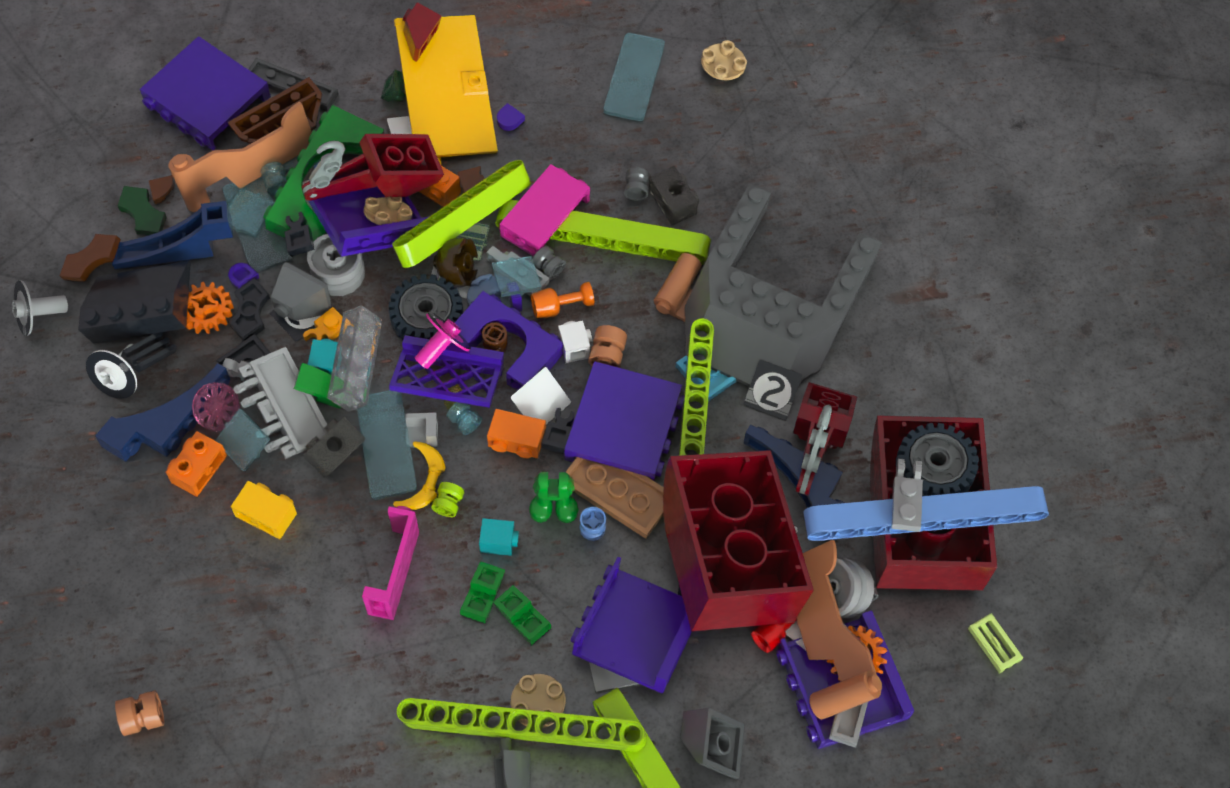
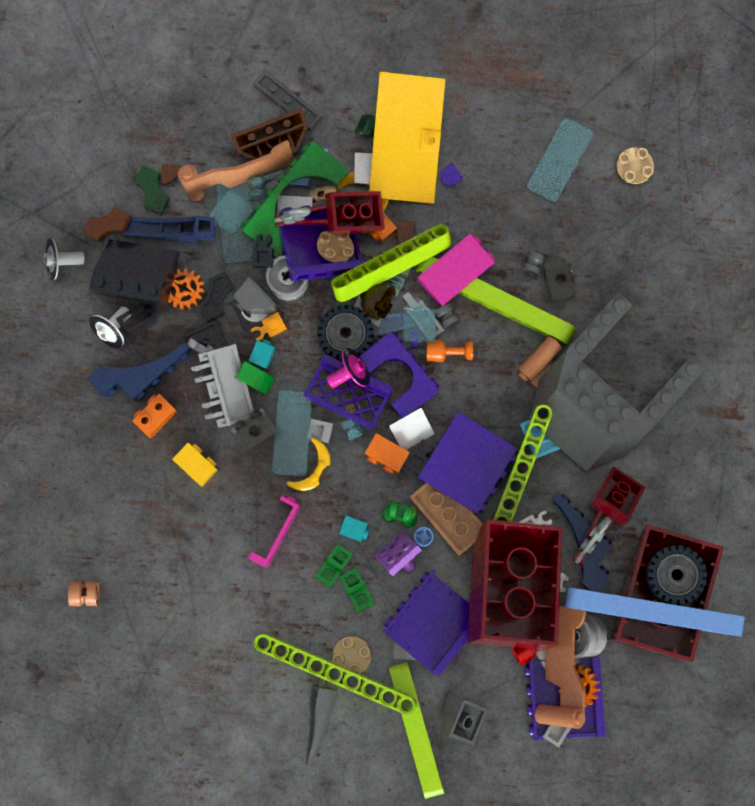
camera: 20 degrees right, 20 degrees up
(203, 91) = (217, 94): dark purple panel -> none
(215, 405) = (176, 375): clear pink wheel -> none
(241, 274) = (216, 265): dark purple tile -> none
(242, 440) = (190, 405): clear light blue piece -> none
(355, 358) = (284, 363): clear brick -> none
(420, 28) = (396, 89): dark red slope -> none
(447, 499) = (325, 495): lime wheel -> none
(490, 338) = (388, 372): reddish brown wheel -> none
(566, 550) = (398, 554): none -> medium lavender plate
(575, 341) = (449, 387): white brick -> none
(608, 346) = (474, 395): nougat wheel -> none
(772, 389) = (584, 465): sticker -> none
(907, 498) = (643, 602): light grey hinge -> none
(988, 650) = (688, 697): yellowish green tile -> none

